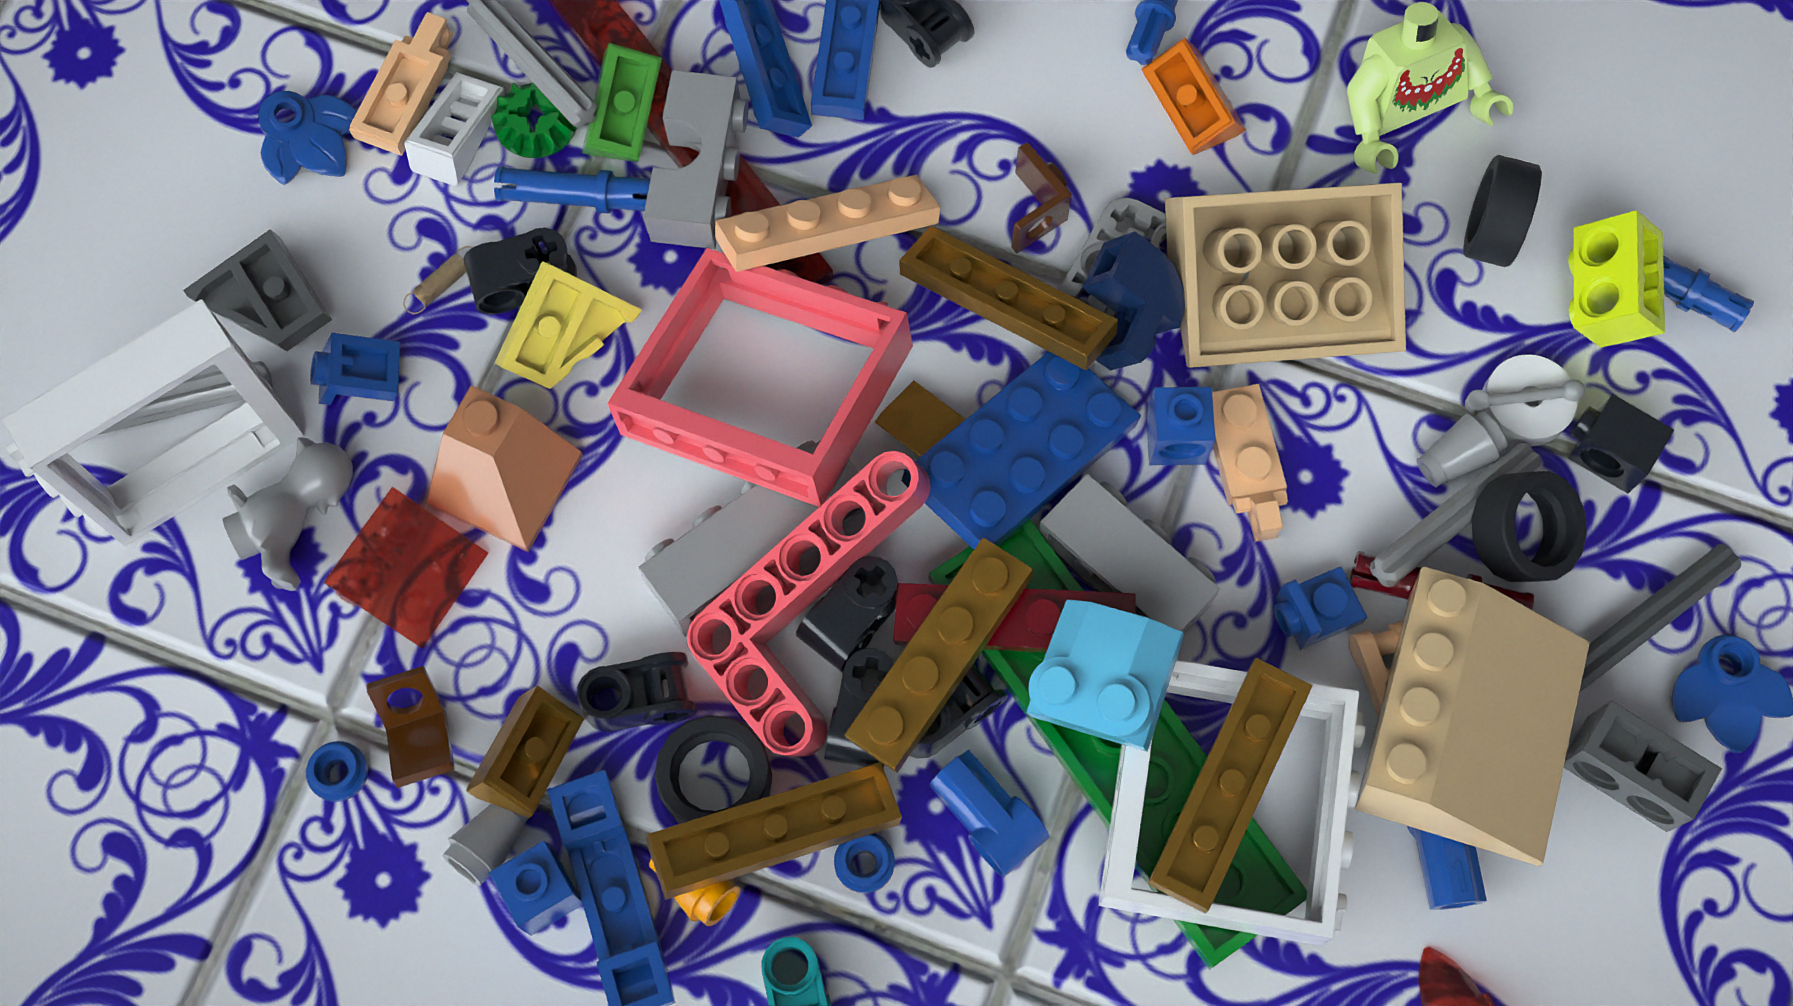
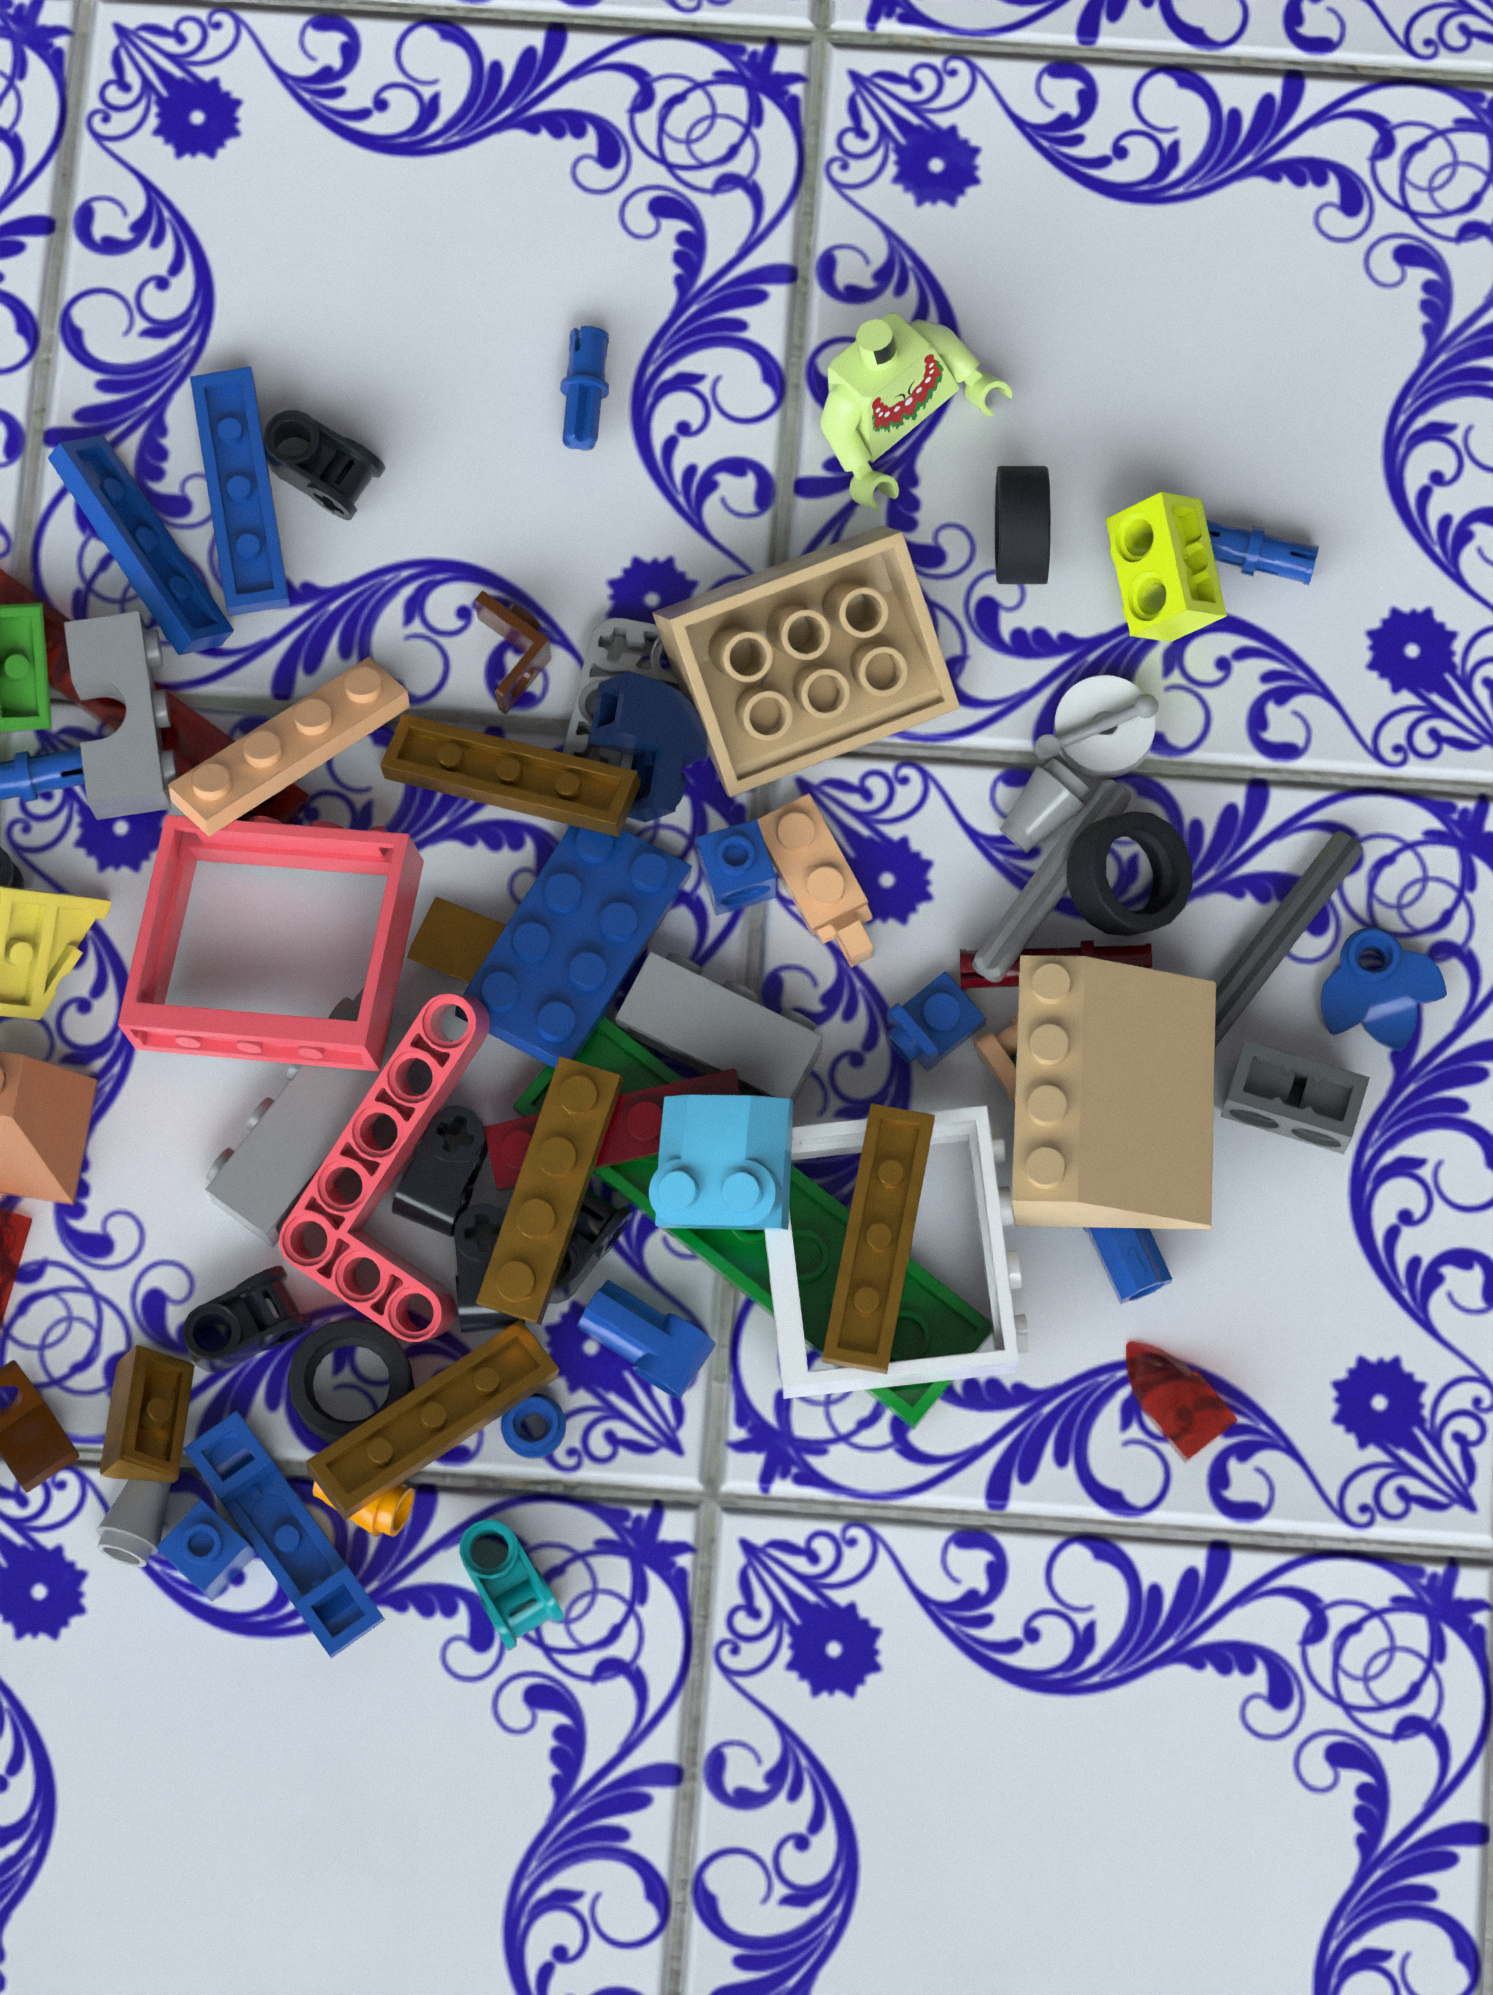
camera: 15 degrees left, 5 degrees up
(1193, 97) = (654, 473): orange slope -> none
(1618, 442) = (1205, 750): black brick -> none

